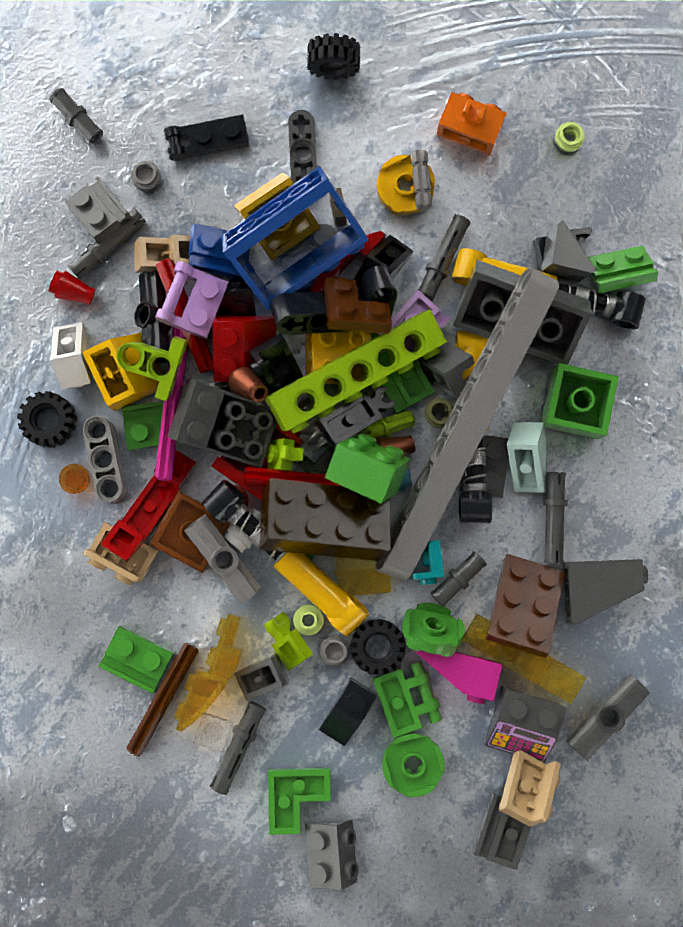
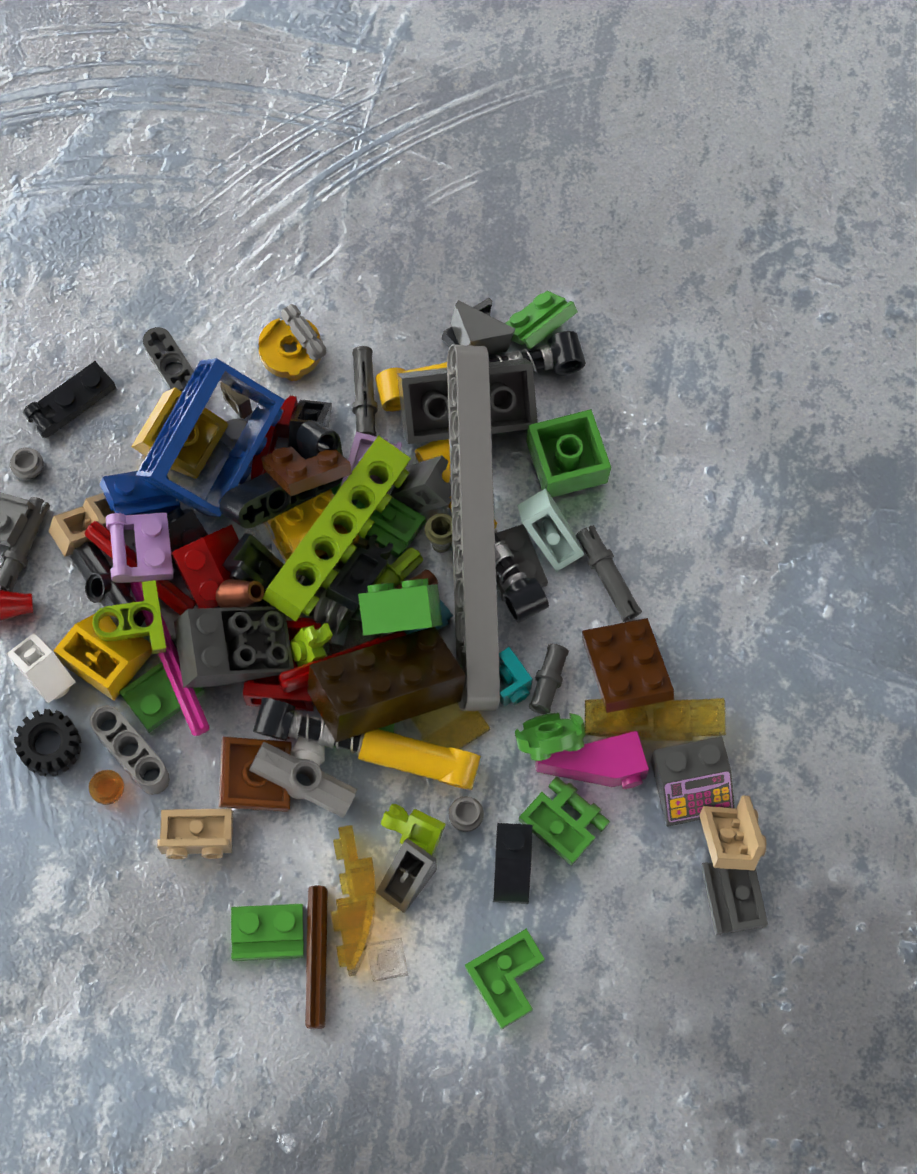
camera: 30 degrees left, 15 degrees down
(147, 510) = (200, 773): red slope -> none
(243, 735) = (421, 961): dark grey pin -> none
(318, 620) = (422, 785): yellowish green plate -> none
(331, 854) = (575, 1015): dark grey bracket -> none
(333, 56) = (157, 265): black tyre -> none
(391, 660) = (506, 764): black tyre -> none
(428, 773) = (606, 860): bright green plate -> none
(471, 122) = (322, 262): orange brick -> none
(575, 131) = (420, 223): yellowish green plate -> none
(598, 585) = (687, 610): dark grey slope -> none
(623, 702) = (763, 748): dark grey piece -> none

